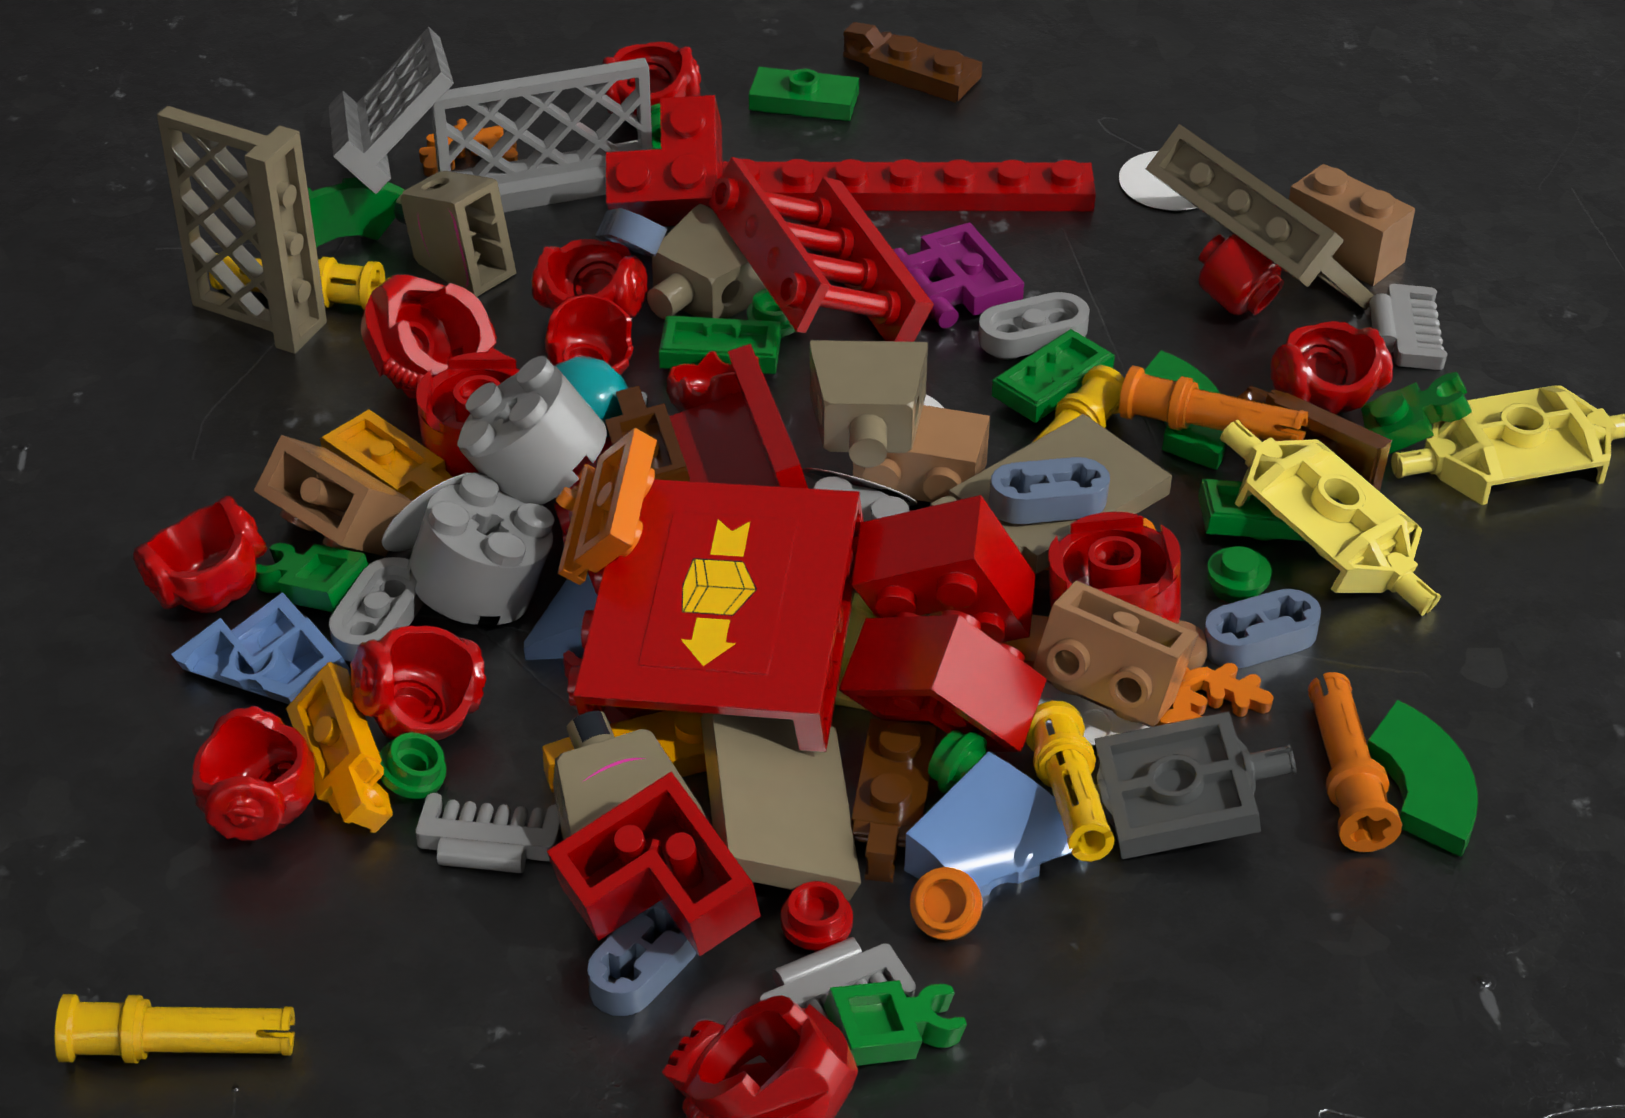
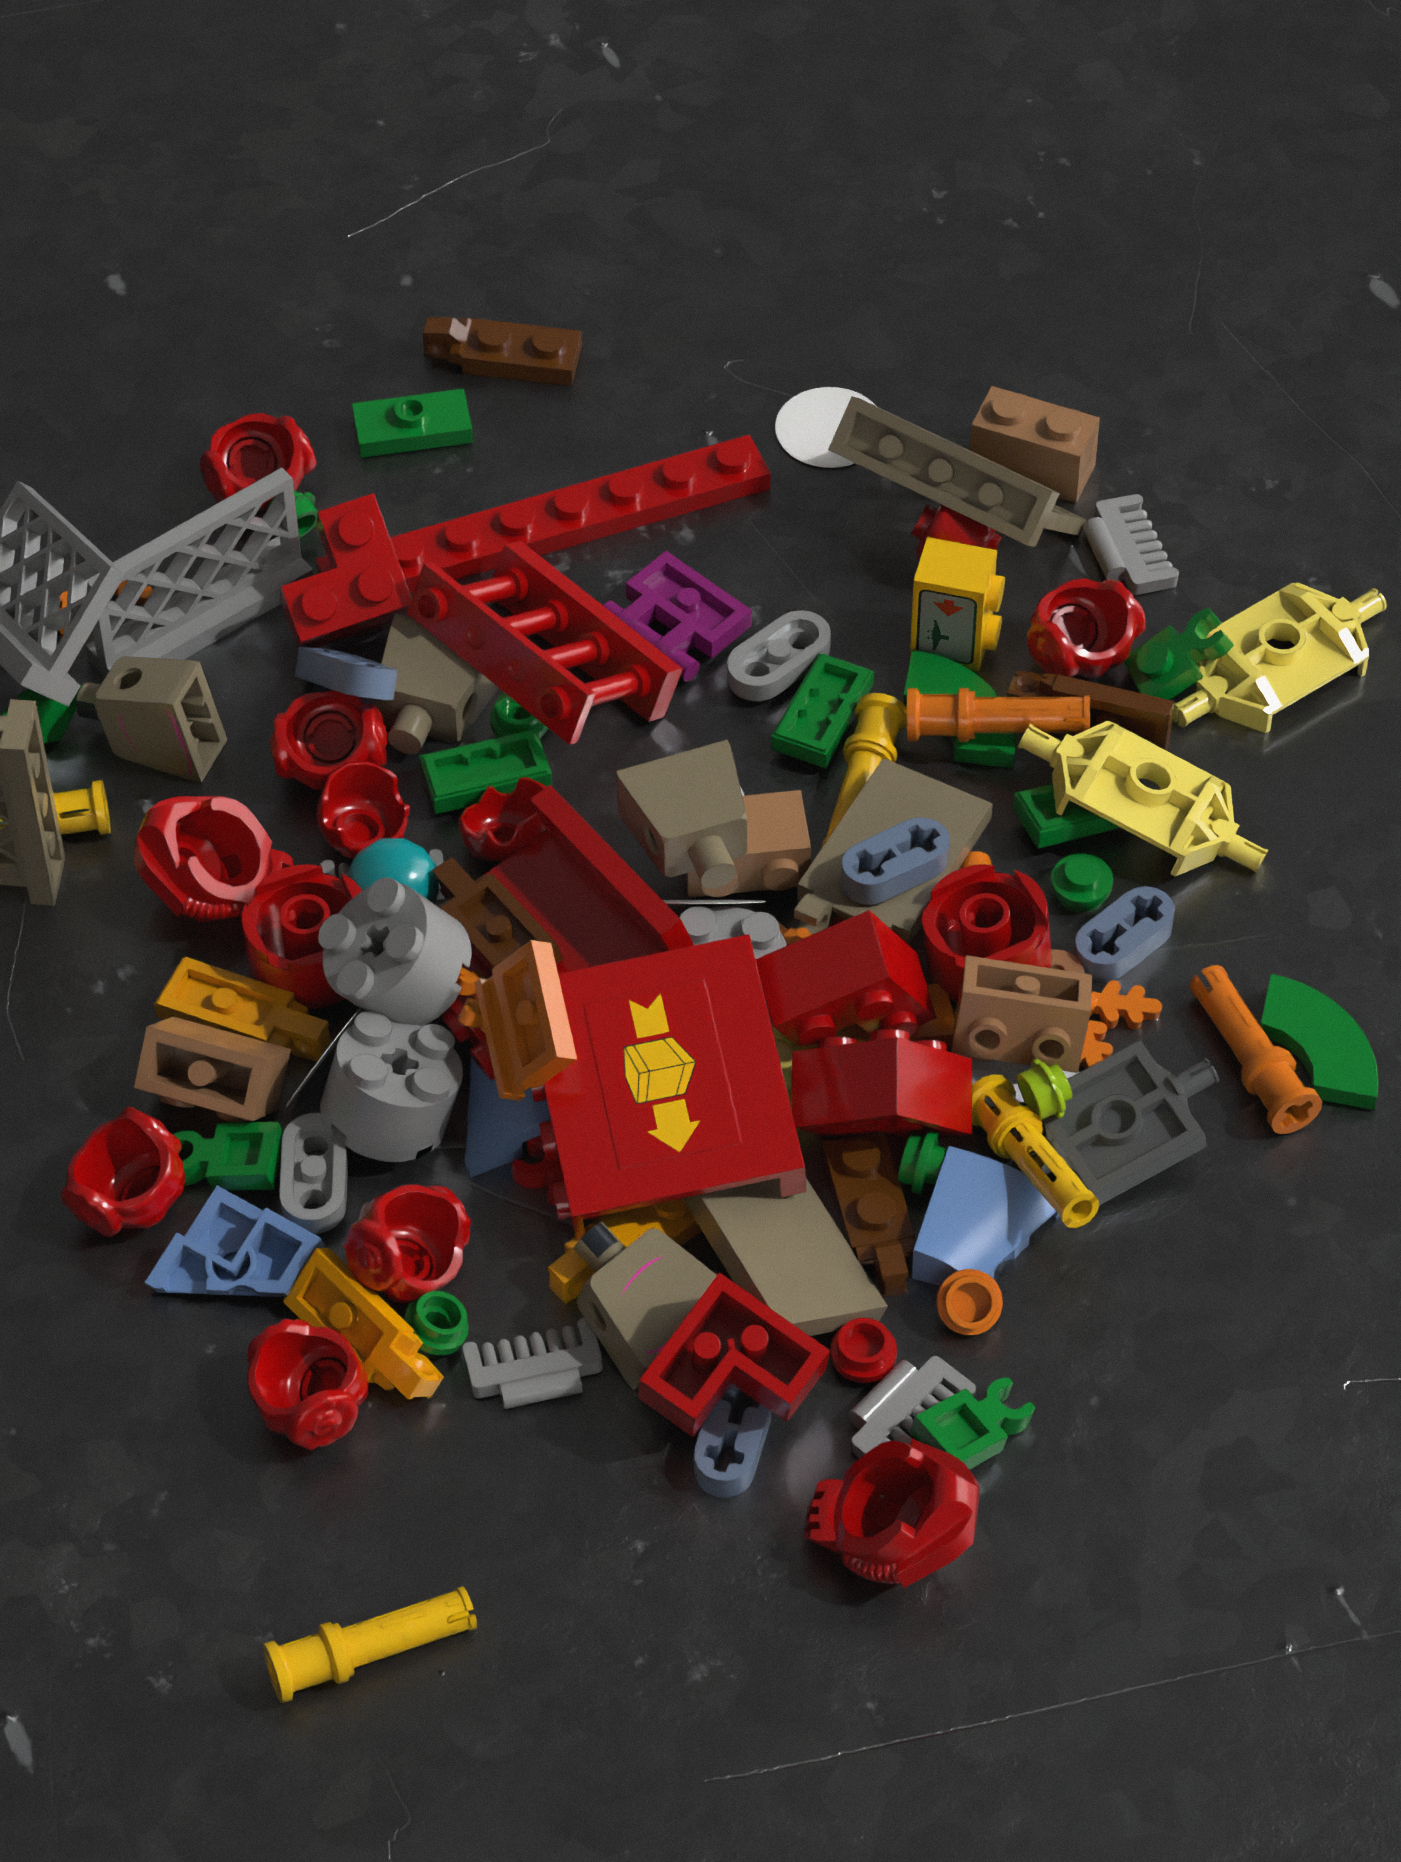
camera: 20 degrees left, 10 degrees up
(1109, 727) = (1045, 1089): none -> lime plate
(1212, 312) = (956, 602): none -> yellow brick

